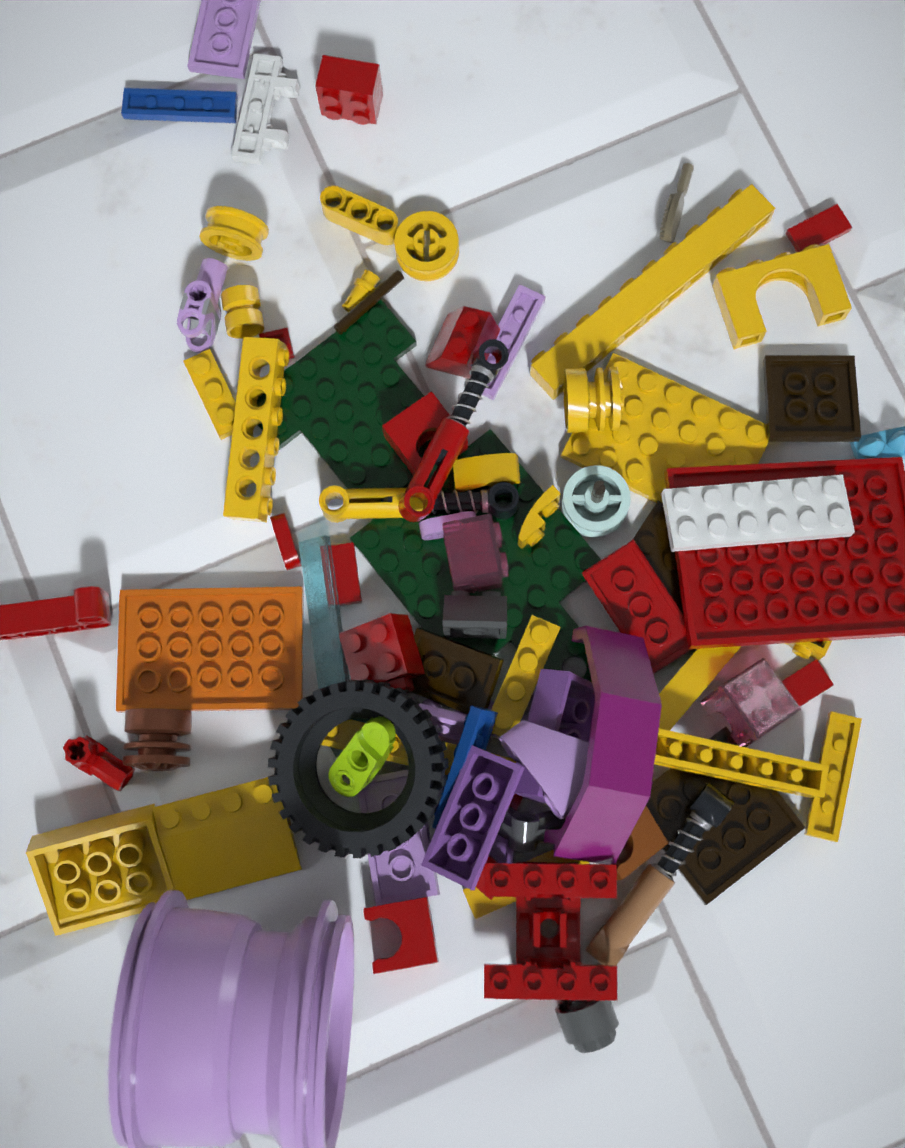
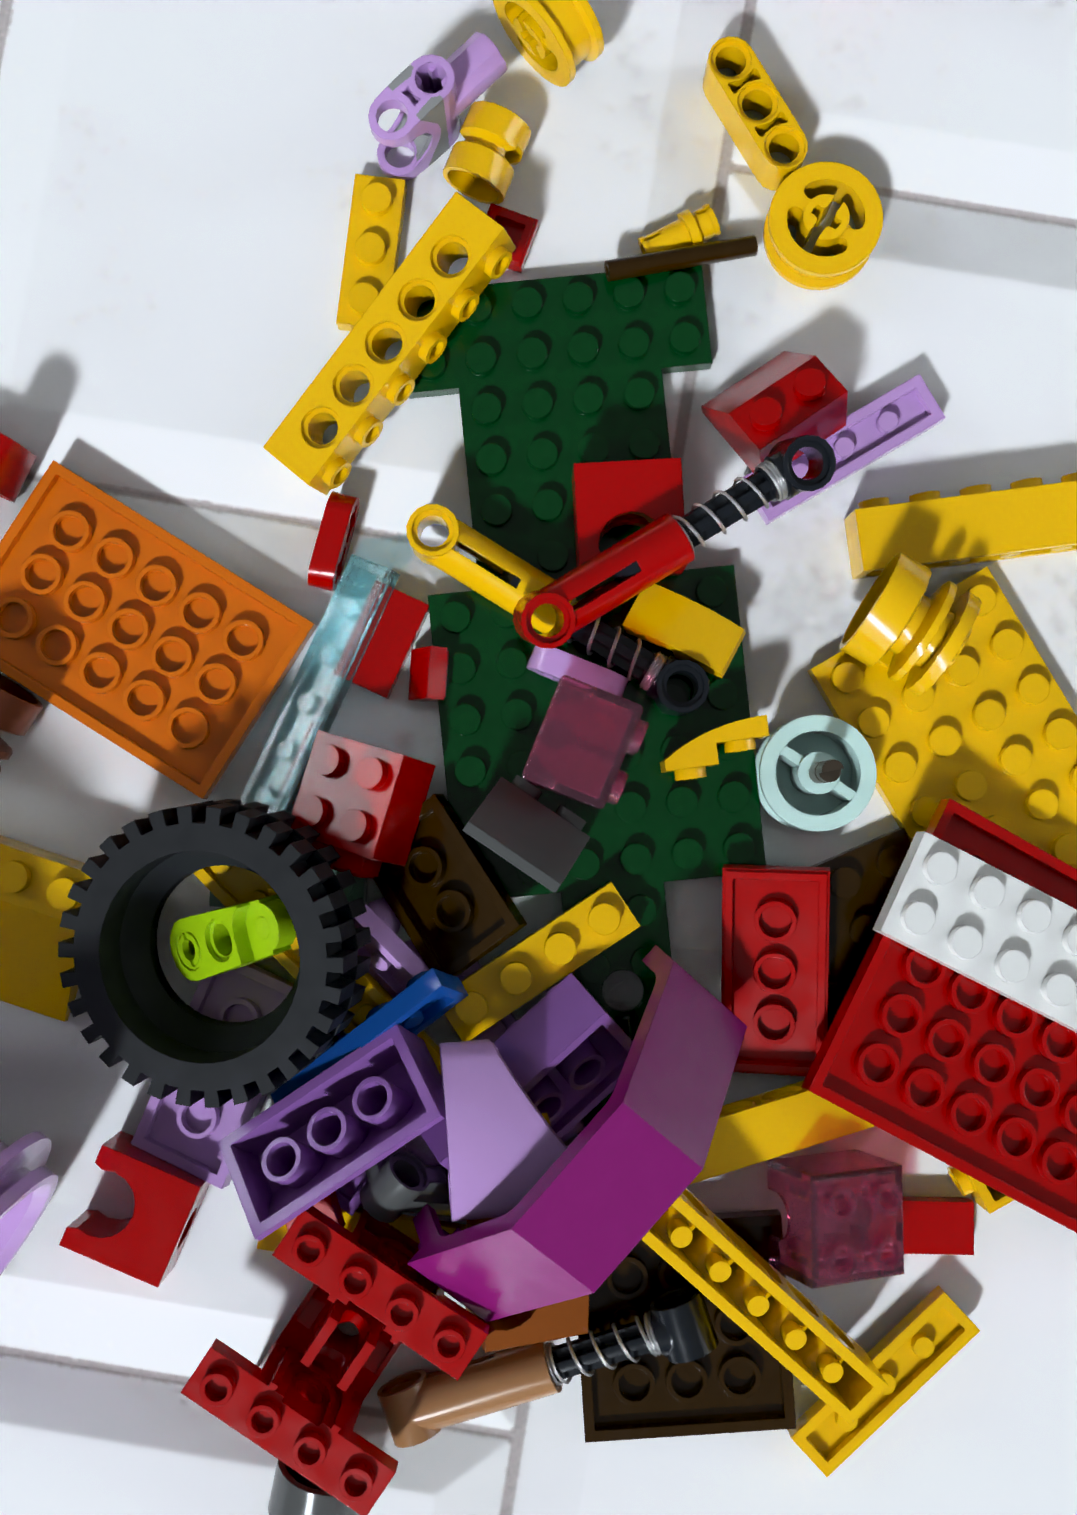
camera: 25 degrees right, 10 degrees up
(374, 575) = (428, 674): none -> red tile

